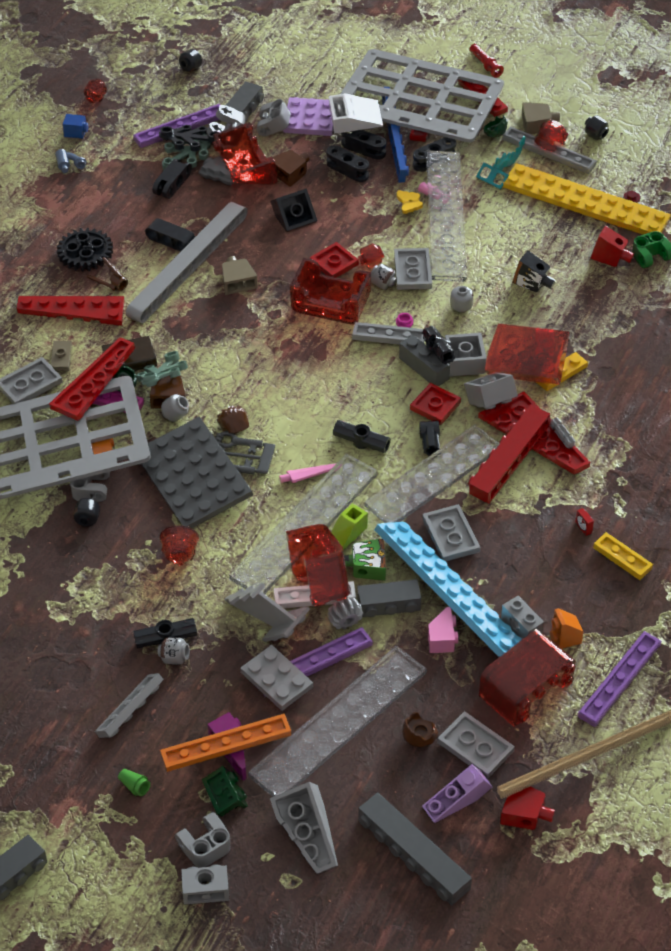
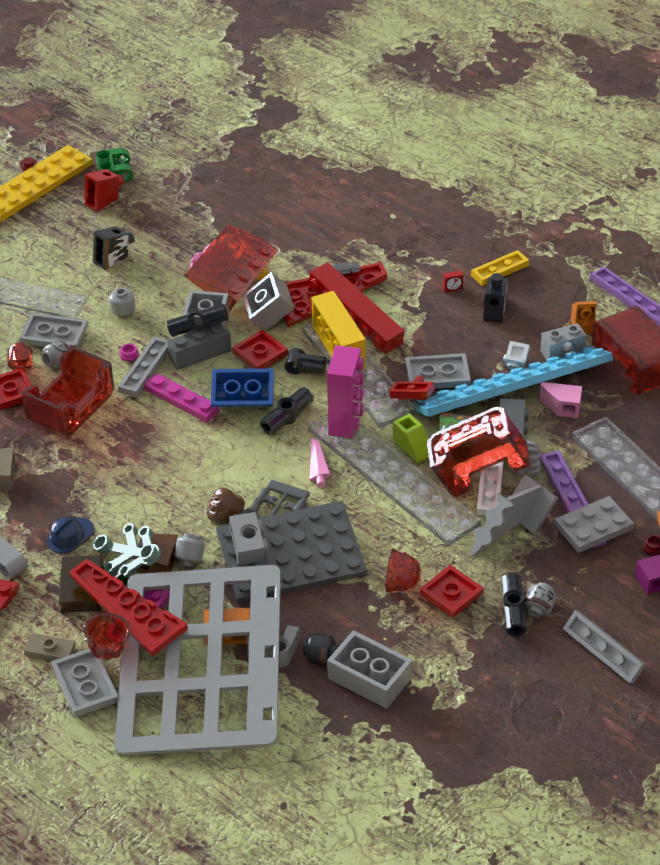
camera: 75 degrees left, 5 degrees down
(59, 372) = (106, 635): none -> clear red helmet
(66, 545) = (369, 669): none -> light grey brick
(172, 588) = (451, 591): none -> red plate
(182, 434) = (247, 538): none -> light grey brick
(184, 337) = (69, 533): none -> dark blue piece
(357, 451) = (345, 391): none -> dark pink brick
(361, 367) = (181, 397): none -> dark pink plate
(371, 400) = (242, 387): none -> blue slope
(404, 512) = (412, 390): none -> red plate
(455, 441) = (335, 324): none -> yellow brick
(491, 588) = (516, 355): none -> white bracket
(565, 556) = (498, 290): none -> black torso

